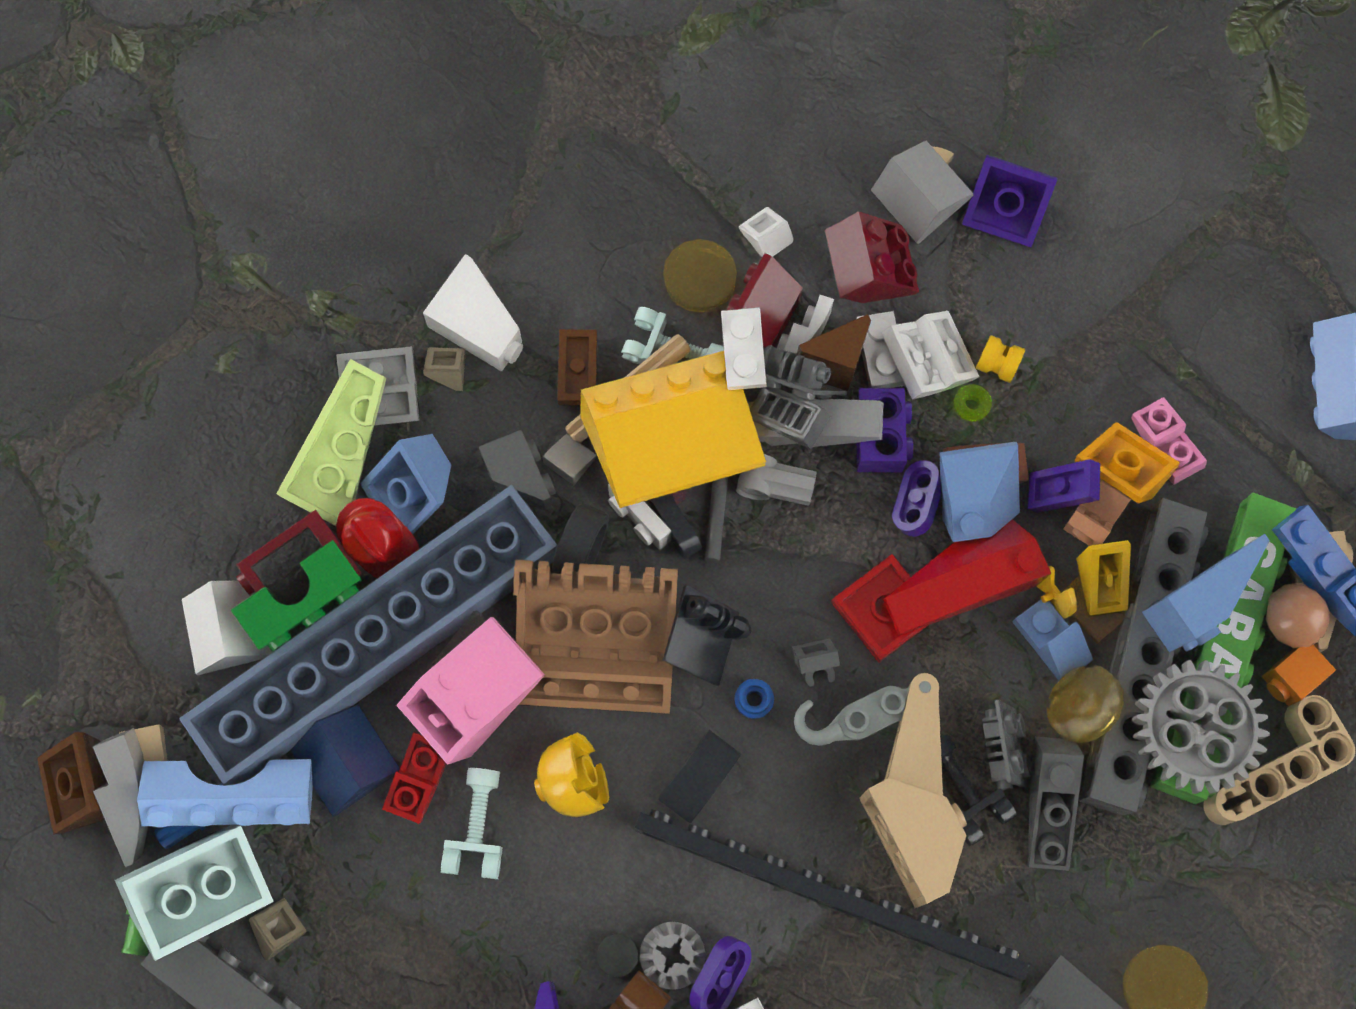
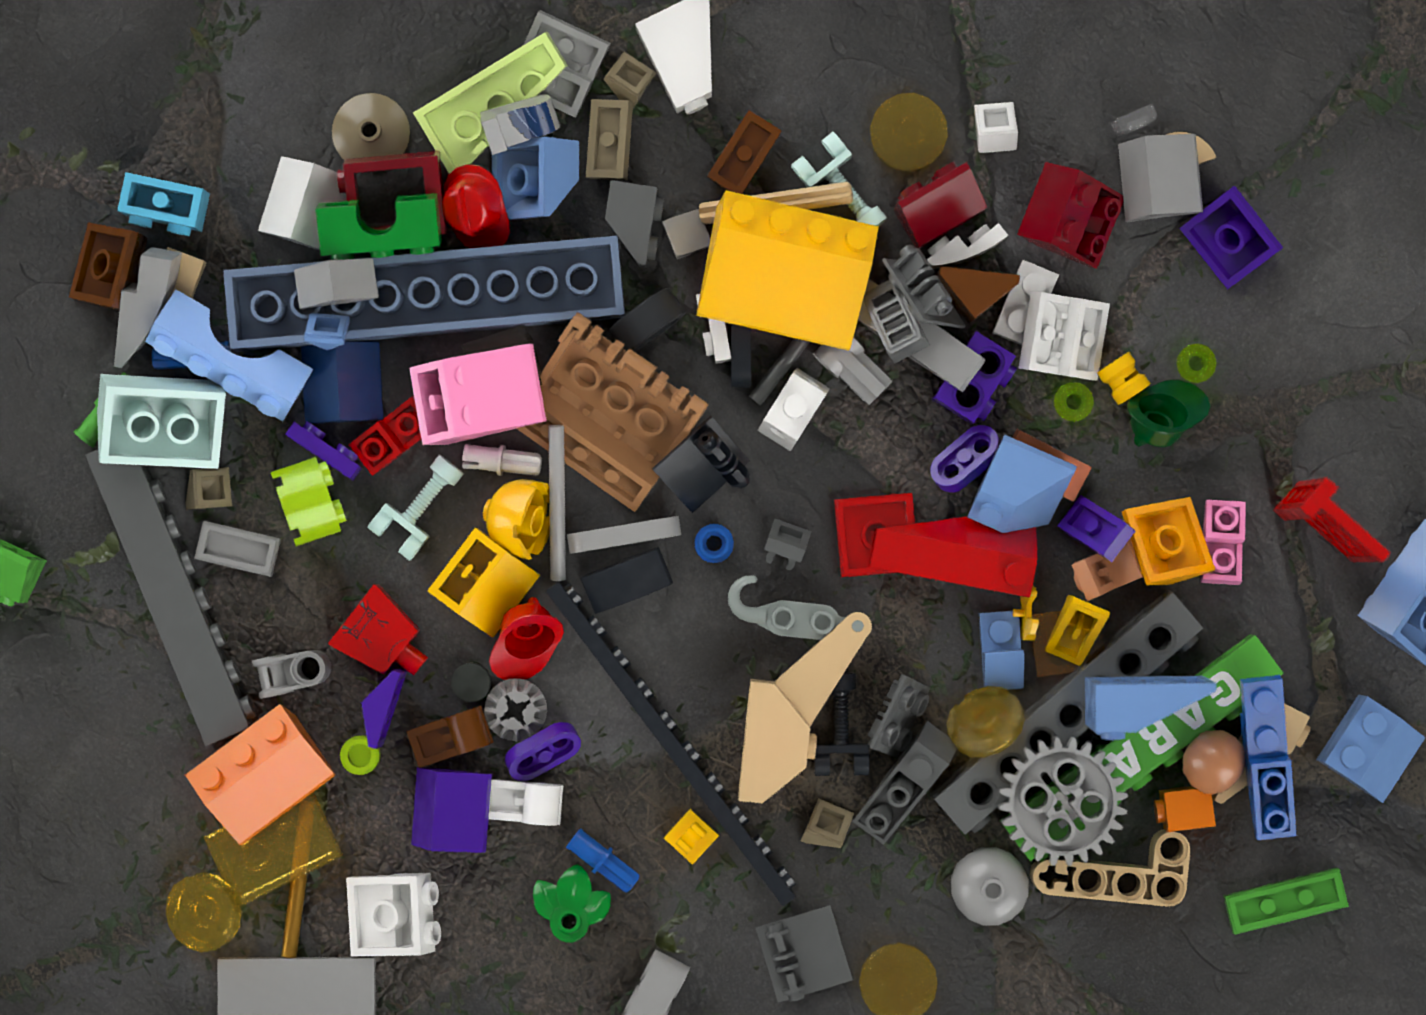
camera: 35 degrees right, 15 degrees up
(94, 696) = (163, 202): none -> medium azure brick
(266, 524) = (391, 124): none -> dark tan dish
(286, 666) = (336, 282): none -> light grey slope
(301, 713) = (326, 330): none -> medium blue slope
(333, 966) = (237, 548): none -> light grey tile
(345, 825) = (311, 439): none -> dark purple plate
(371, 443) = (519, 122): none -> light grey leg
(372, 879) = (307, 500): none -> lime brick
(457, 419) = (609, 139): none -> dark tan plate
(509, 963) = (380, 634): none -> red torso
(526, 740) = (501, 460): none -> white axle
(574, 855) = (483, 582): none -> yellow slope
(597, 745) = (557, 502): none -> light grey bar
(644, 885) = (525, 641): none -> red piece
(672, 738) = (624, 534): none -> light grey beam
(743, 349) = (889, 241): white plate -> none
(750, 543) = (793, 409): none -> white torso
(872, 162) = (1134, 120): none -> clear tile
(899, 971) = (691, 836): none -> yellow tile
(1010, 884) = (827, 825): none -> dark tan slope
(1051, 306) = (1208, 360): none -> clear neon green plate
(1053, 365) = (1166, 412): none -> dark green piece
(1184, 848) = (989, 886): none -> light grey cylinder
(1252, 362) = (1312, 502): none -> red fence

